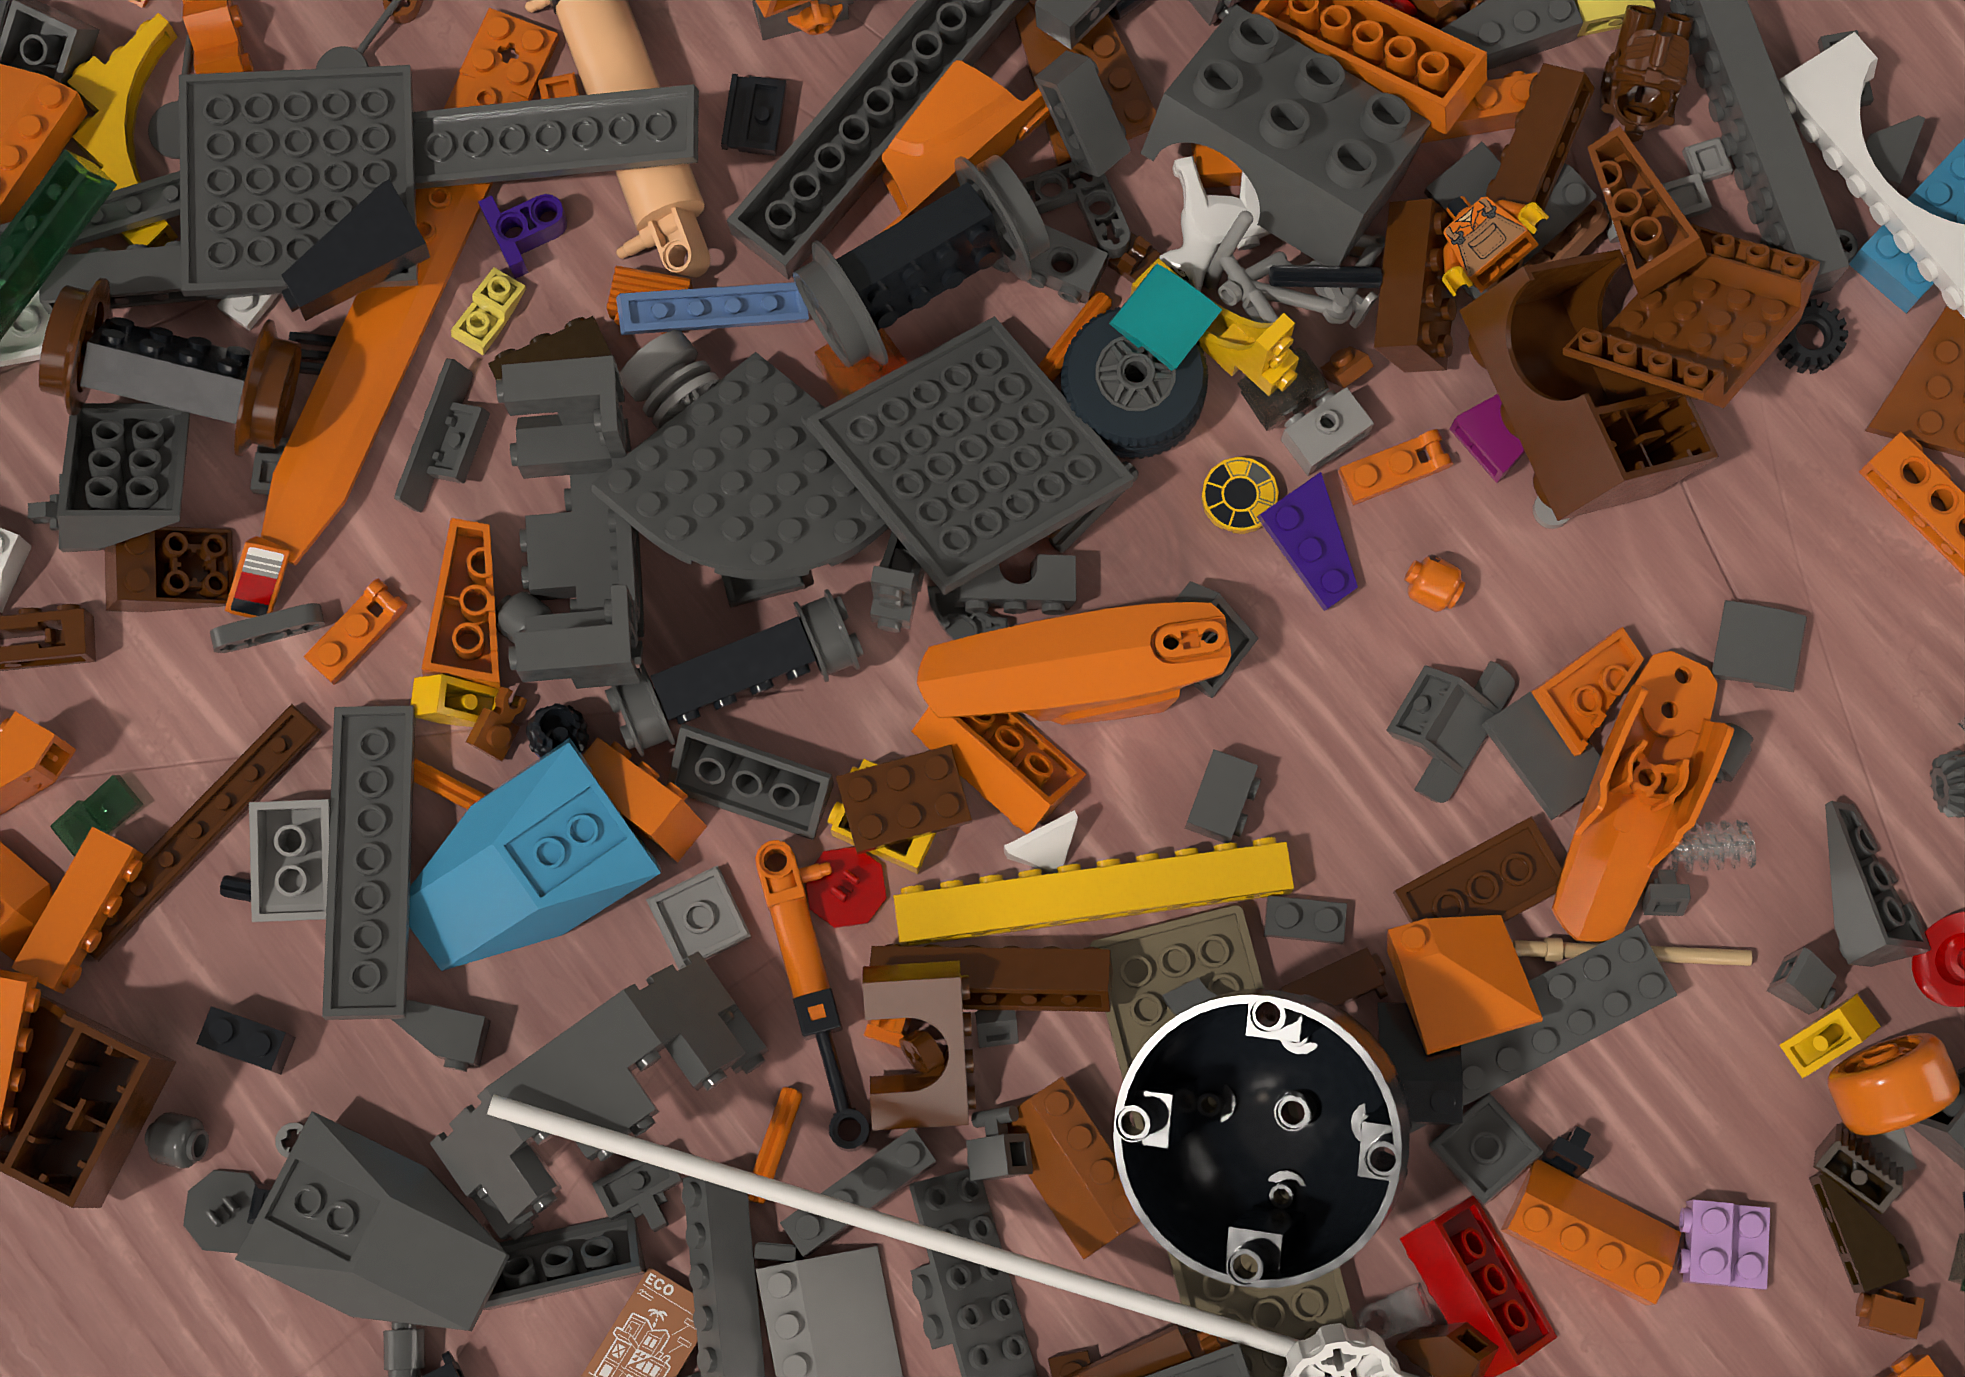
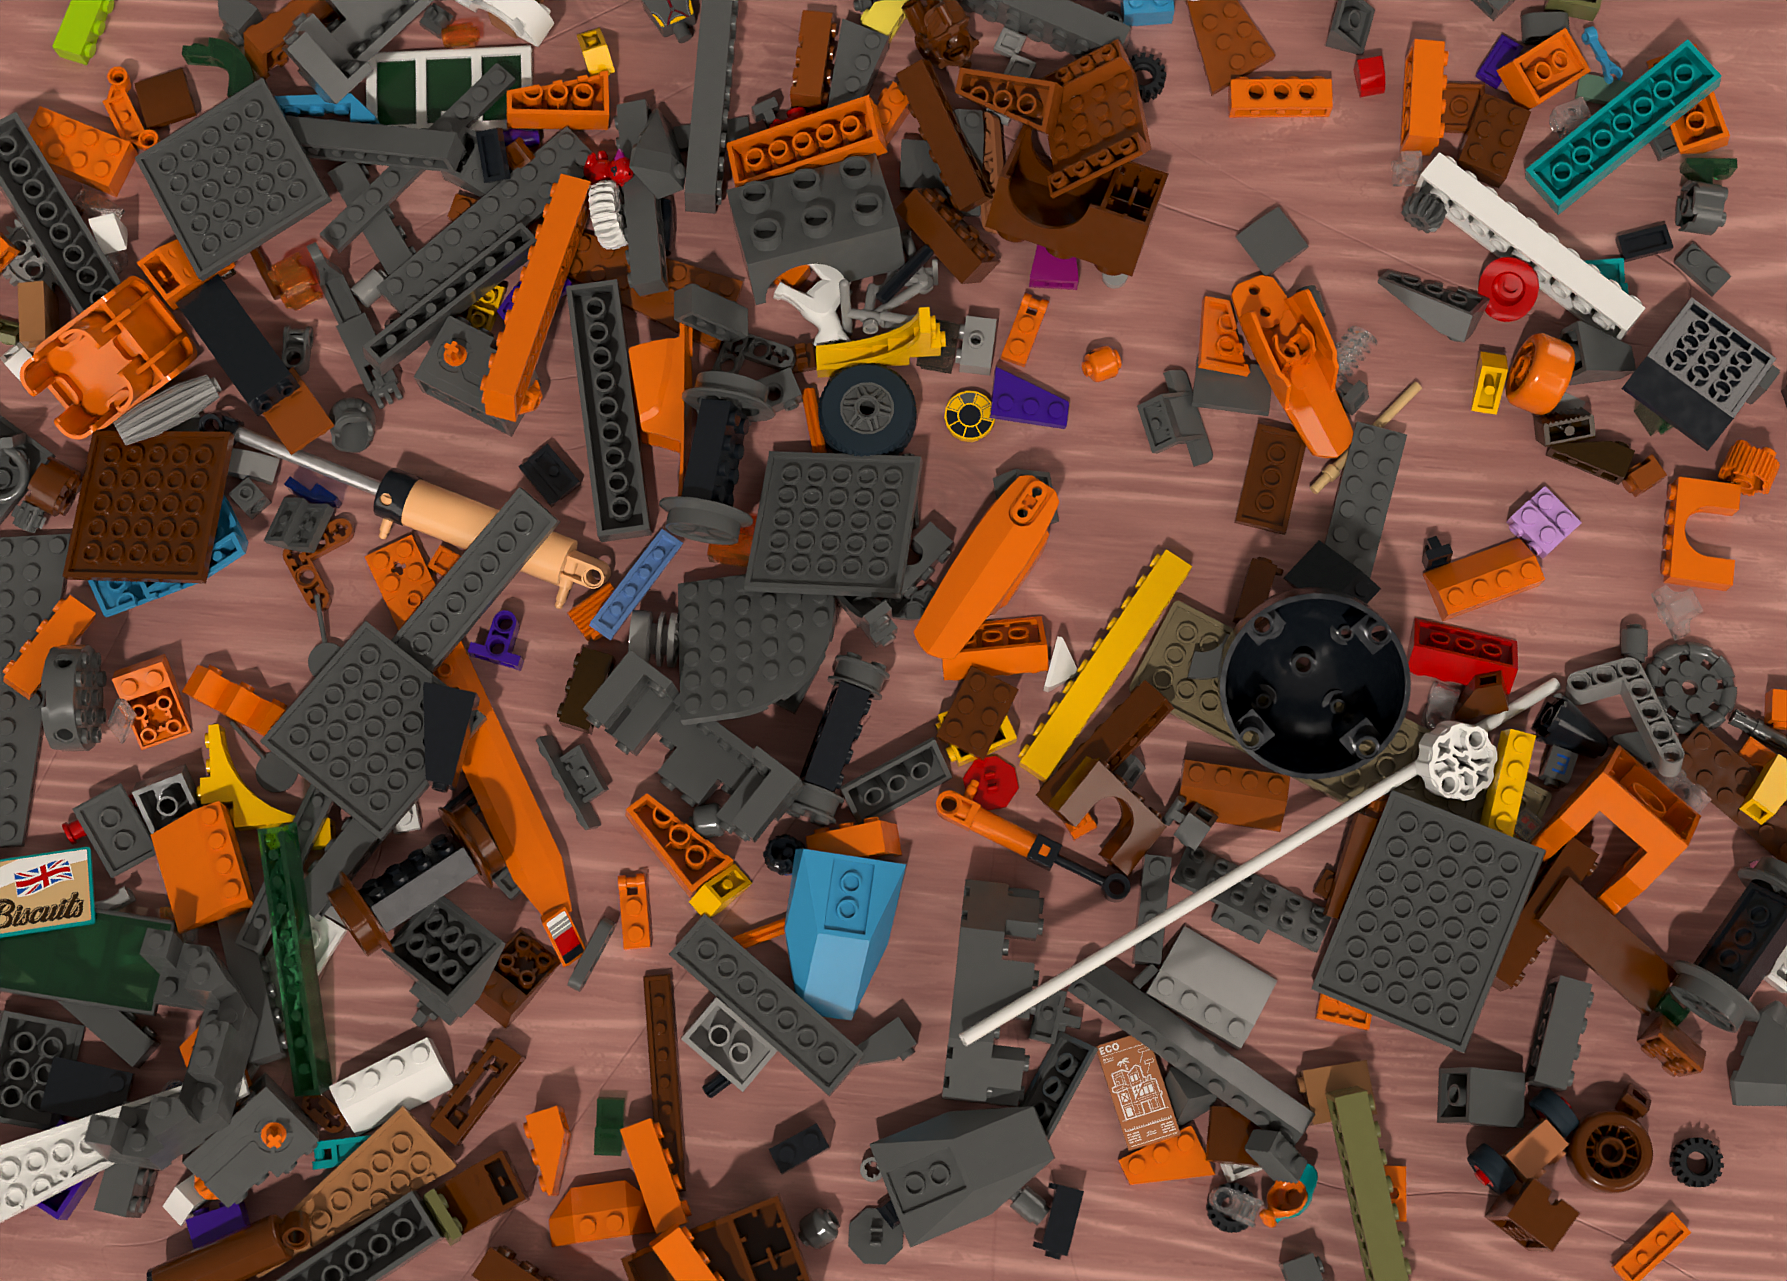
camera: 45 degrees left, 0 degrees up
(489, 311) = (527, 698): light yellow slope -> none
(494, 728) = (751, 883): dark orange plate -> none
(699, 917) = (941, 869): light grey tile -> none
(776, 1136) = (1085, 926): orange axle -> none
(921, 1051) = (1111, 816): reddish brown beam -> none
(1165, 316) = (853, 367): teal slope -> none
(1222, 797) = (1114, 560): dark grey brick -> none
(1305, 920) = (1209, 576): dark grey plate -> none
(1346, 366) = (954, 306): dark orange plate -> none
(1461, 979) = (1310, 528): orange slope -> none
(1486, 240) = (961, 181): torso -> none
(1486, 1149) = (1400, 593): dark grey tile -> none
(1803, 982) = (1452, 371): dark grey slope -> none

